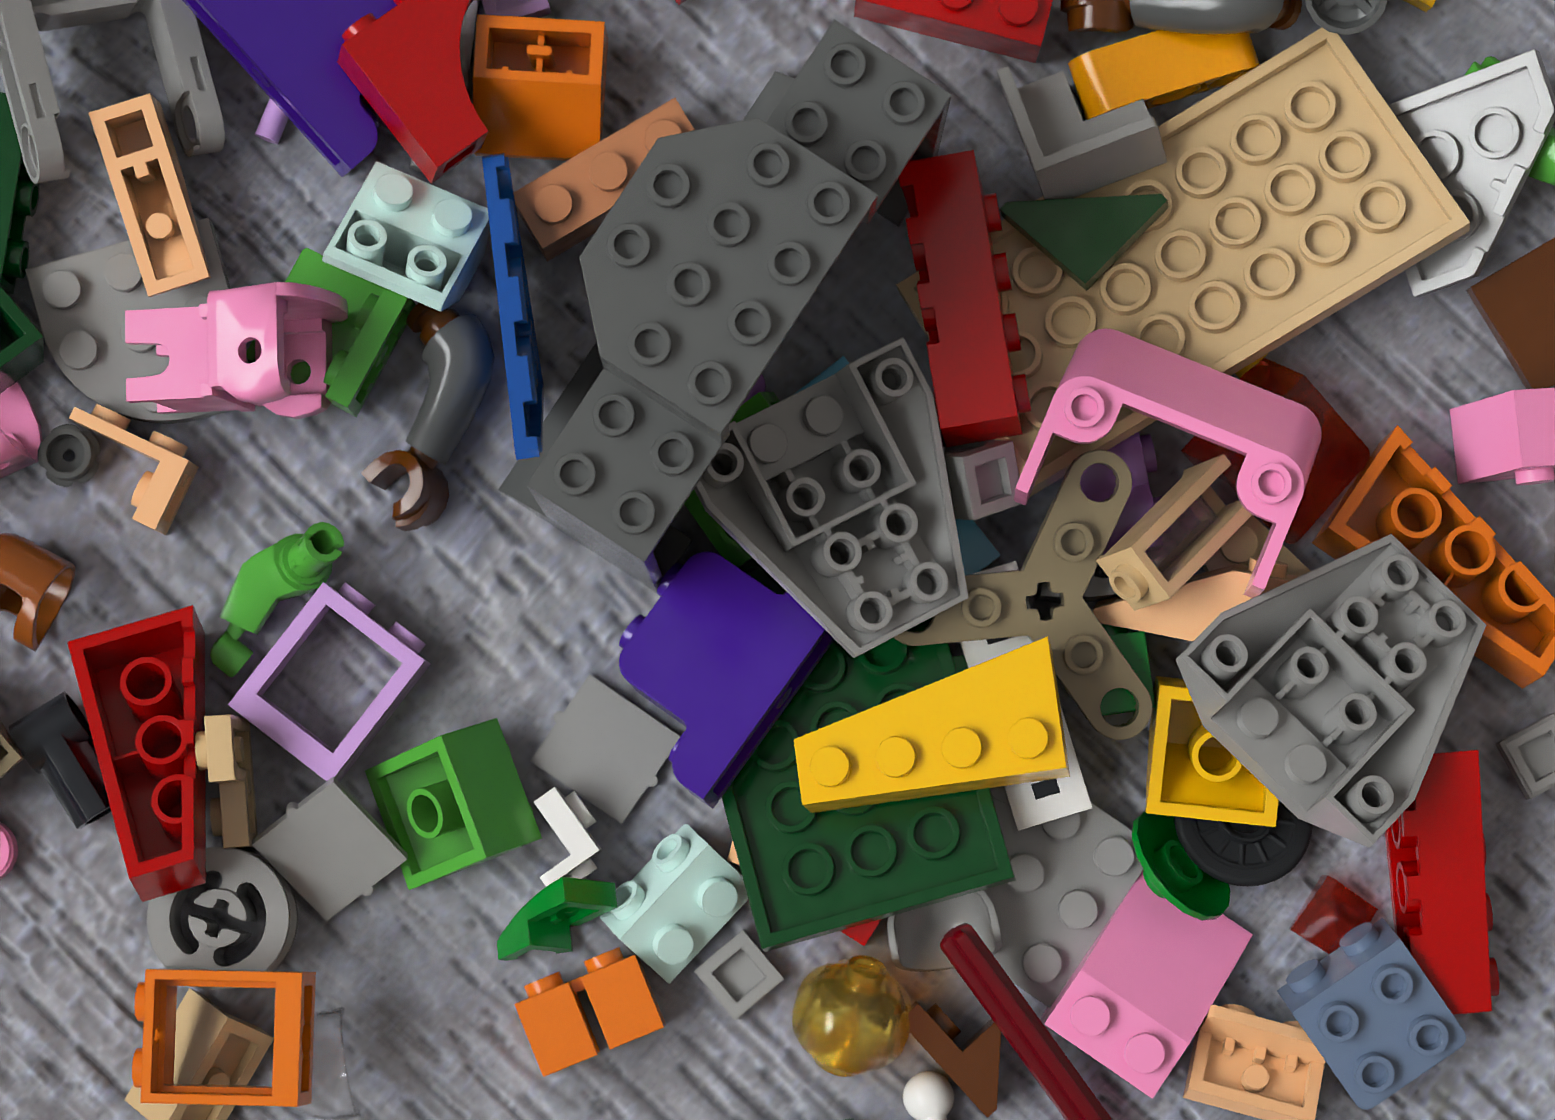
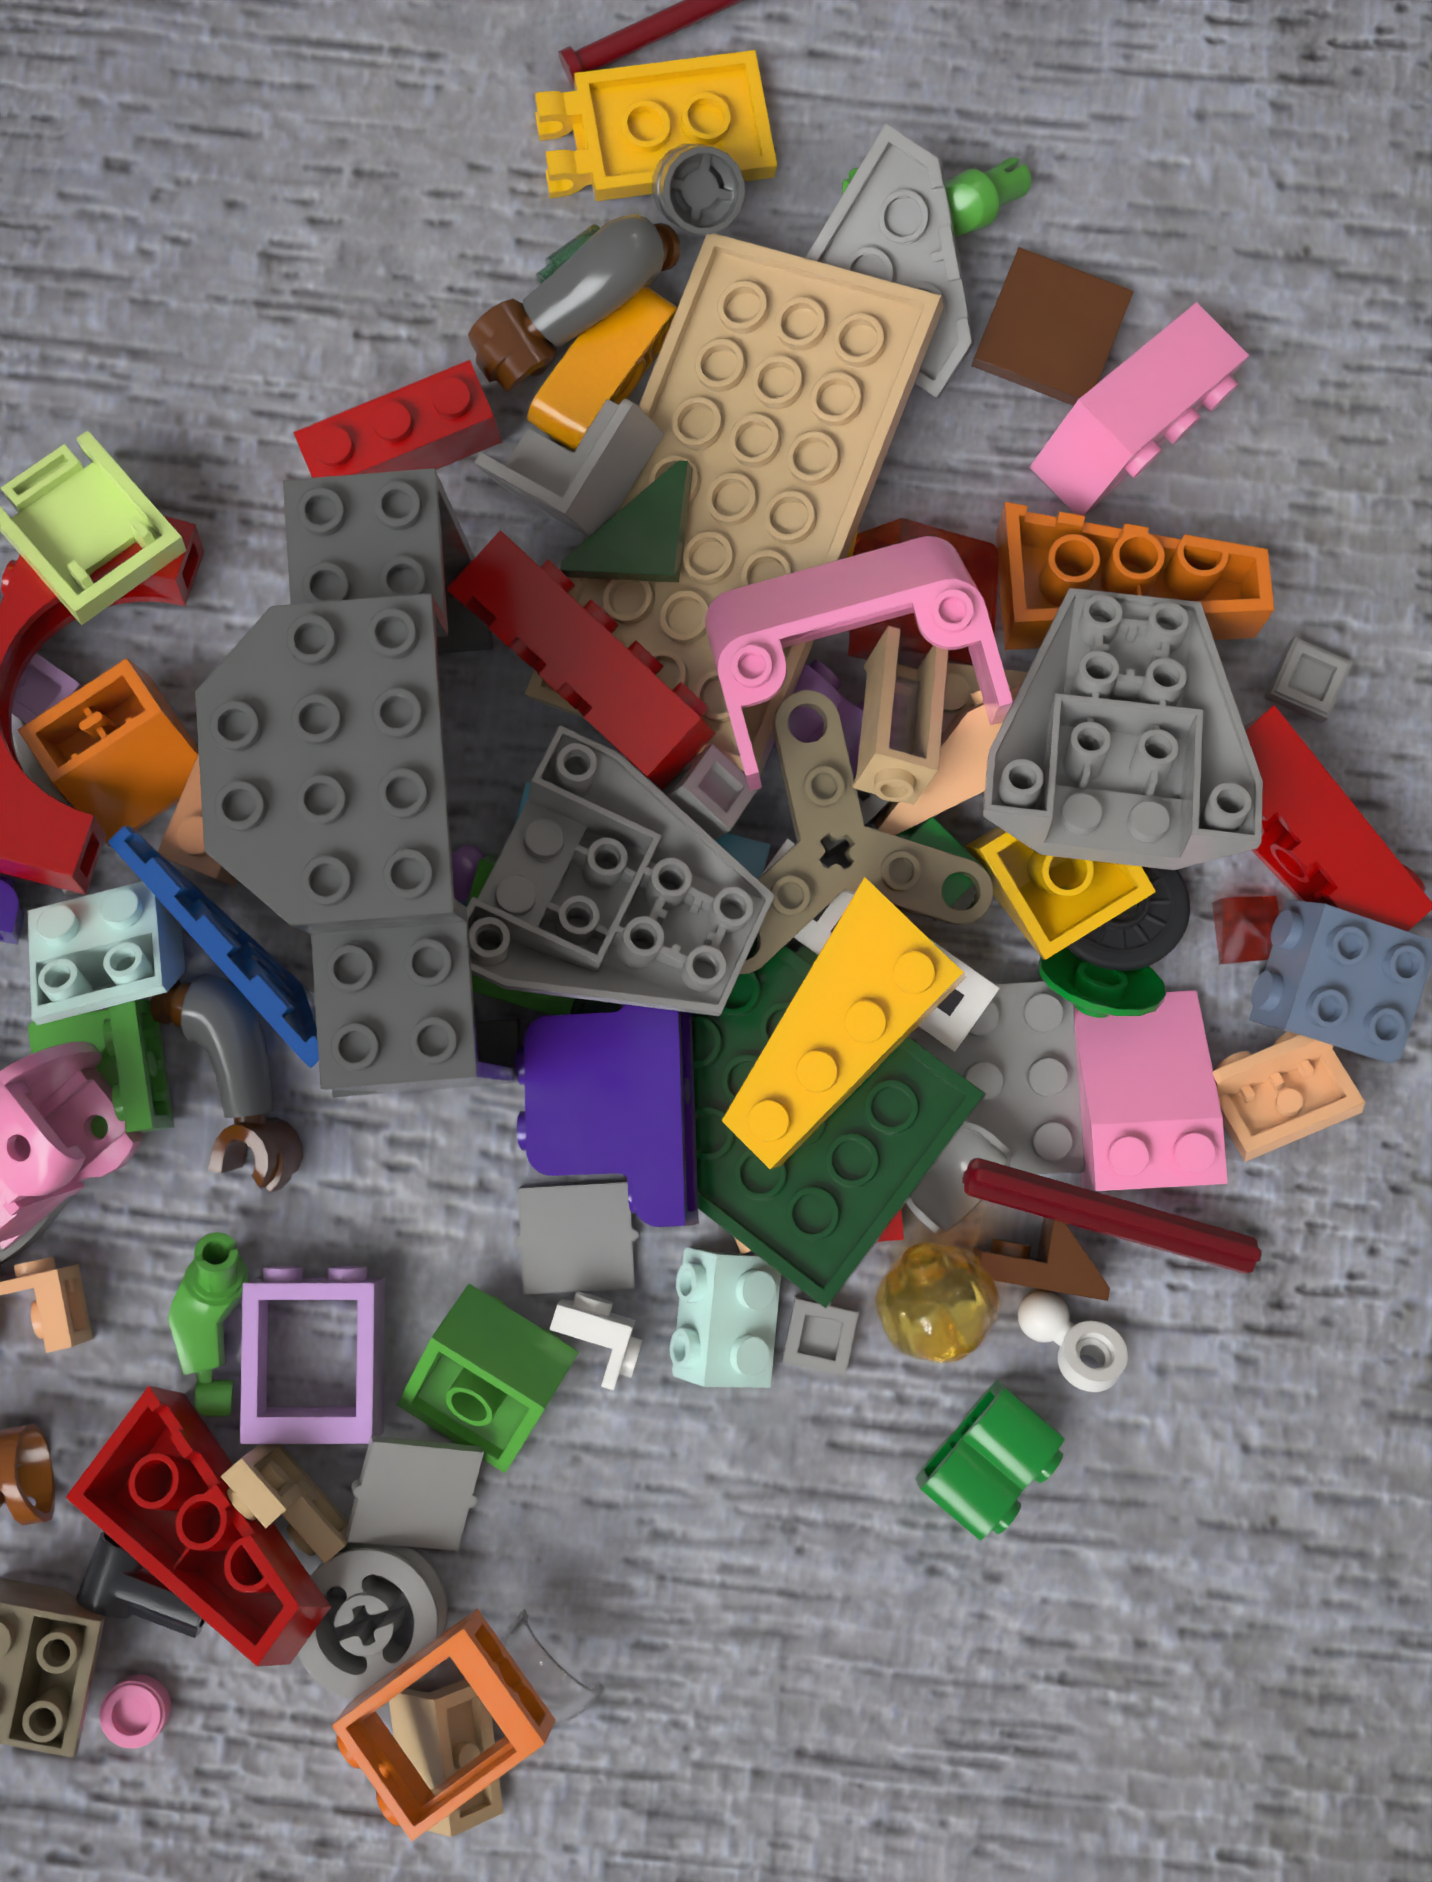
camera: 35 degrees left, 0 degrees up
(548, 916) = (633, 1405): green slope -> none
(559, 1024) = (707, 1489): orange piece -> none

